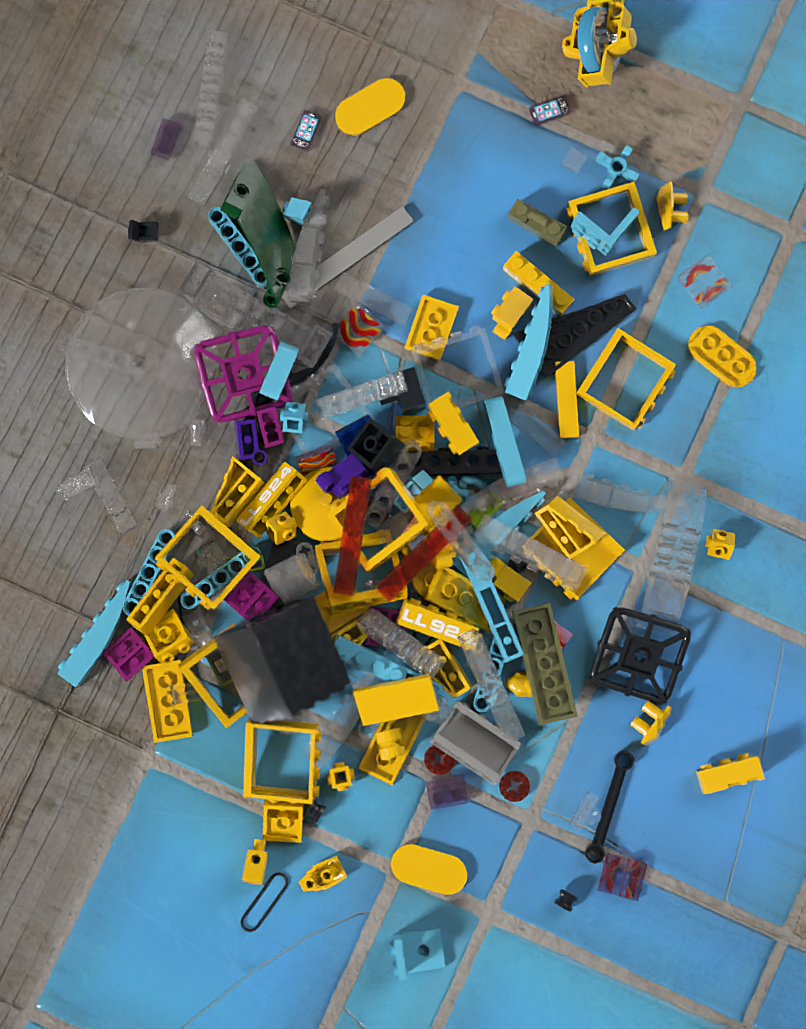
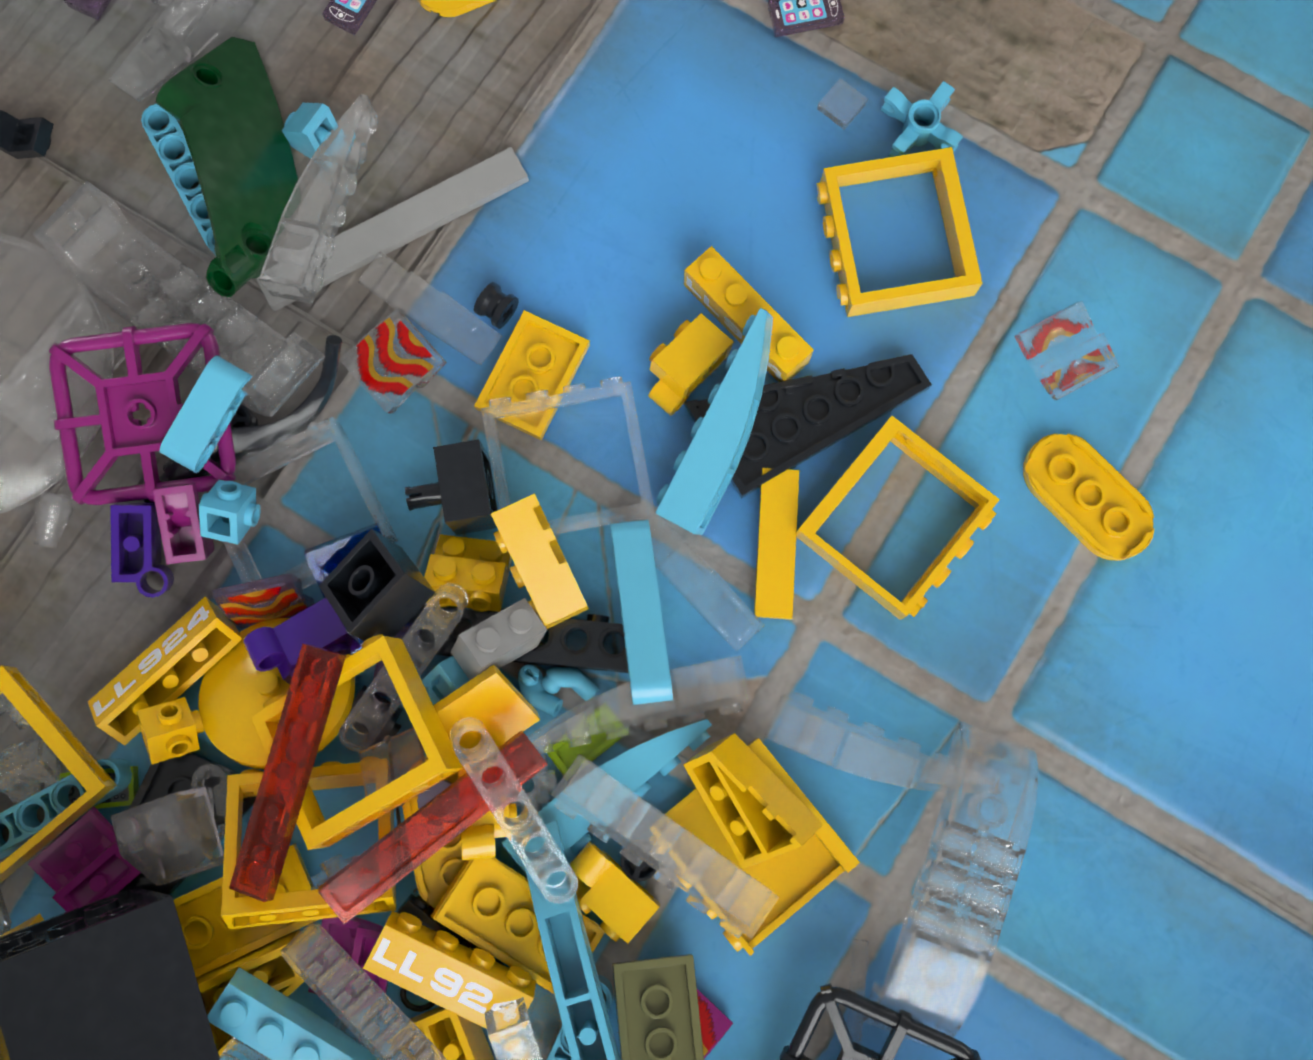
camera: 10 degrees right, 5 degrees down
(236, 492) = (97, 647): yellow wedge -> none
(361, 395) = (367, 483): clear beam -> none
(407, 293) = (496, 305): none -> black wheel
(438, 464) = (499, 639): none -> light grey brick
(536, 222) = (758, 203): olive piece -> none
(598, 238) = (872, 233): medium azure bracket -> none
(666, 199) = (1006, 197): yellow connector -> none
(720, 544) = (1056, 873): yellow brick -> none

